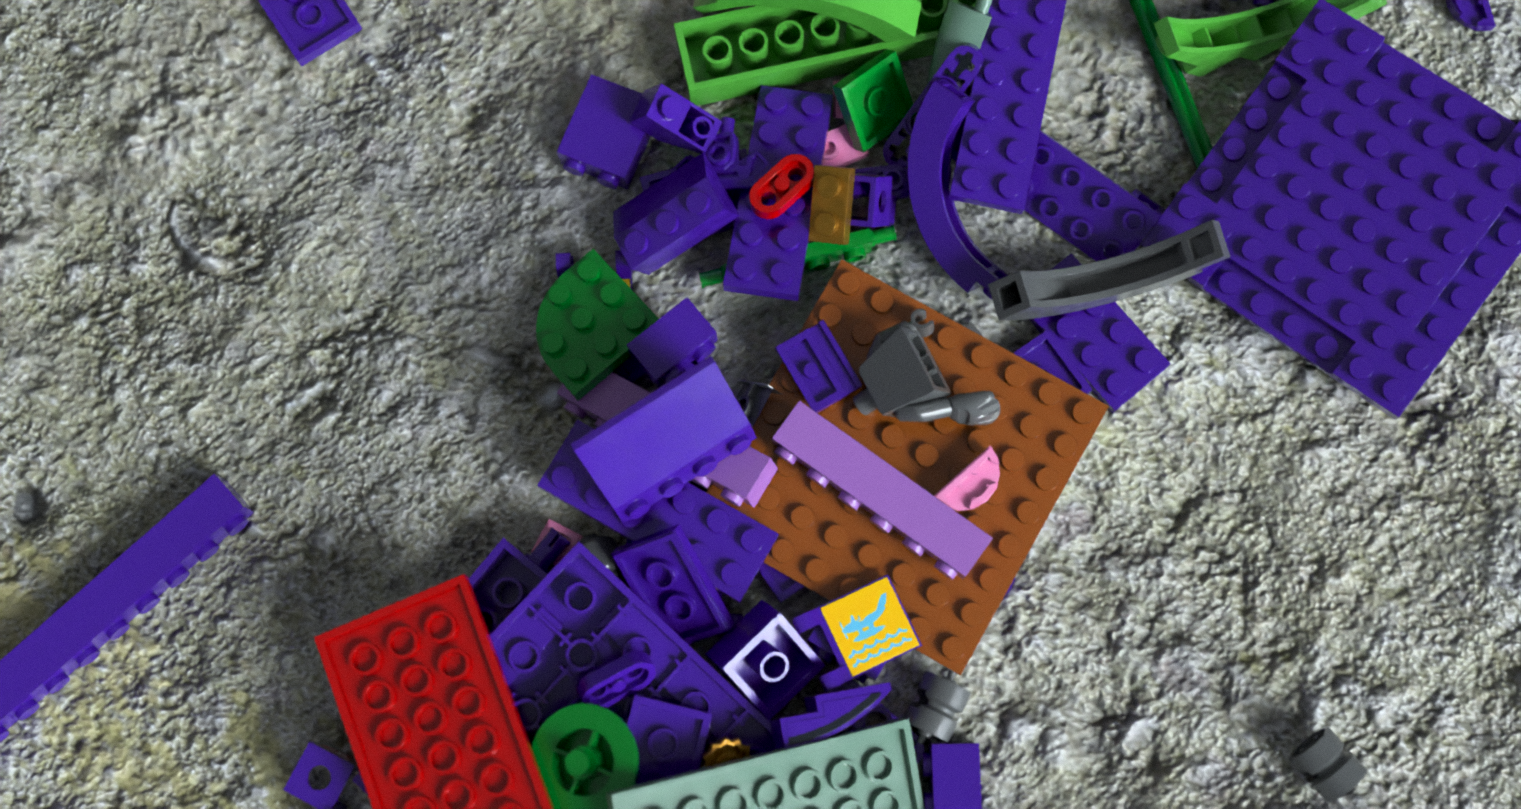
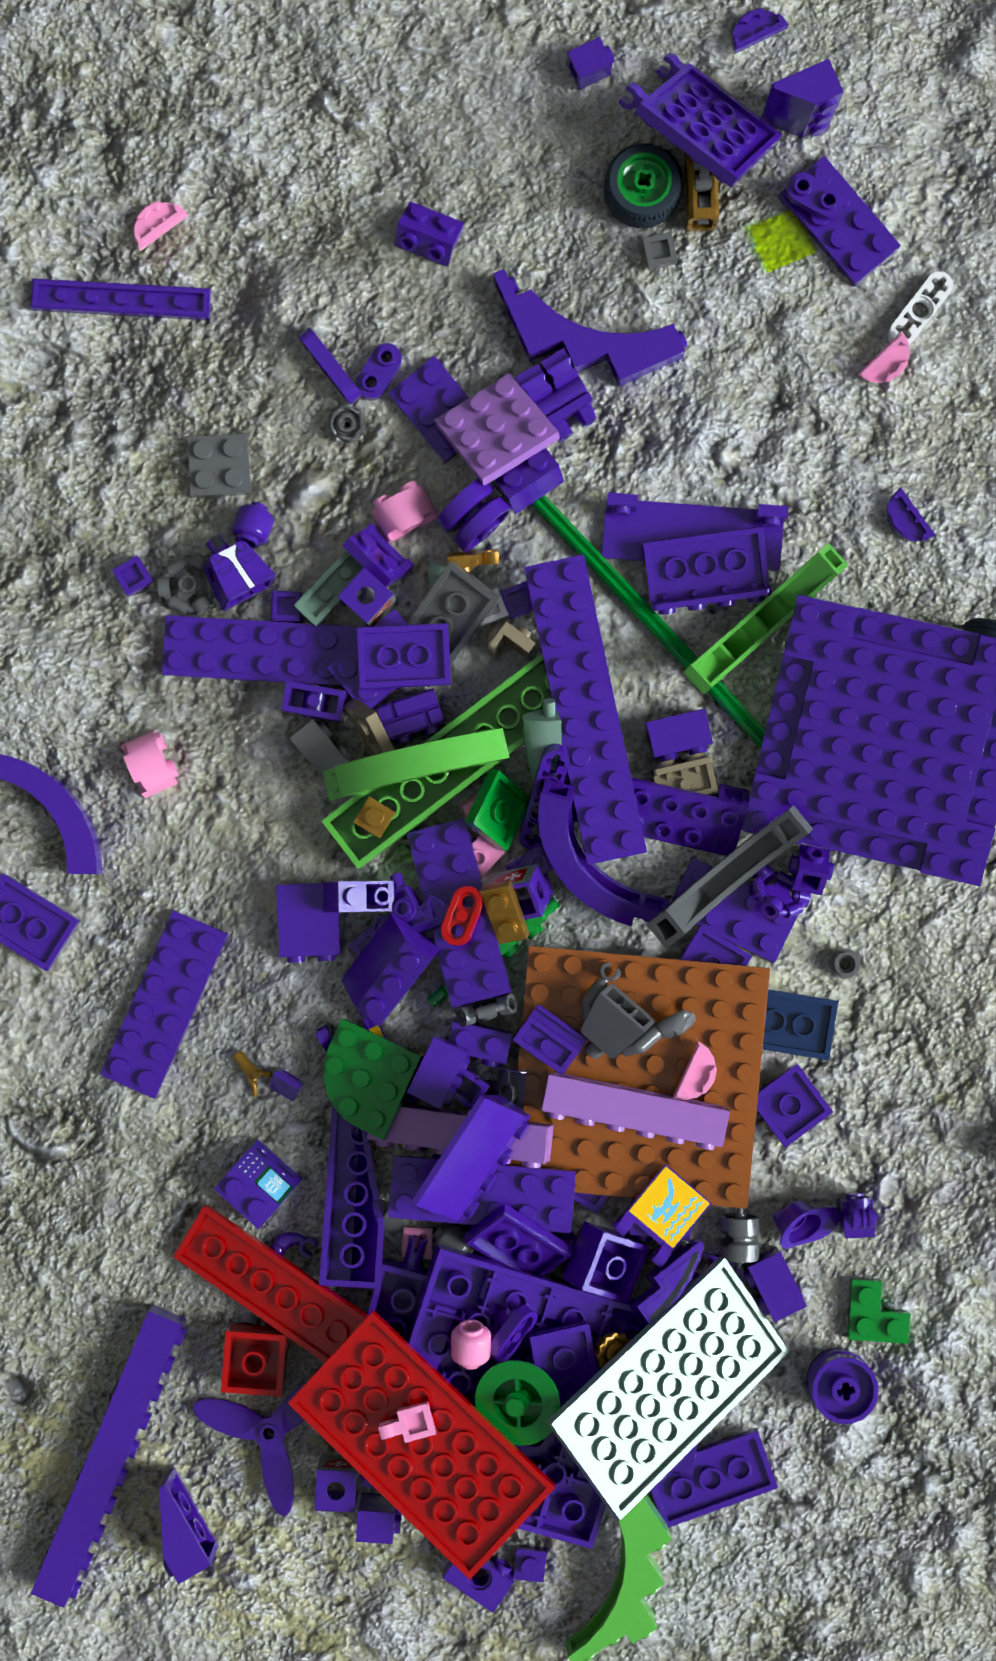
camera: 30 degrees left, 10 degrees up
(121, 746) = (185, 1535): none -> dark purple slope
(270, 718) = (248, 1424): none -> dark purple piece
(305, 587) = (254, 1360): none -> red brick
(361, 502) = (268, 1284): none -> red plate
(406, 156) = (164, 1004): none -> dark purple plate
(409, 393) = (258, 1184): none -> dark purple slope
(414, 473) = (288, 1239): none -> dark purple arm
(446, 721) = (412, 1422): none -> bright pink plate
(464, 268) = (250, 1071): none -> pearl gold bar
(495, 299) = (286, 1084): none -> dark purple slope
(497, 469) = (352, 1212): none -> dark purple wedge
(536, 511) = (393, 1228): none -> dark grey tile
(561, 668) = (470, 1344): none -> bright pink head
(734, 42) = (374, 817): none -> pearl gold plate
(740, 347) = (482, 1042): none -> dark purple brick
(760, 309) = (467, 1014): none -> dark grey piece
(1022, 728) = (804, 1224): none -> dark purple piece
(1064, 581) = (791, 1105): none -> dark purple plate
(1089, 745) = (857, 1216): none -> dark purple brick
(1111, 156) = (694, 775): none -> dark tan bracket
(1113, 113) = (679, 734): none -> dark purple brick
(1113, 492) = (799, 1024): none -> dark blue plate
(1154, 332) = (777, 894): none -> dark purple piece
(1203, 320) = (810, 869): none -> dark purple brick
(1206, 444) = (854, 963): none -> dark grey plate

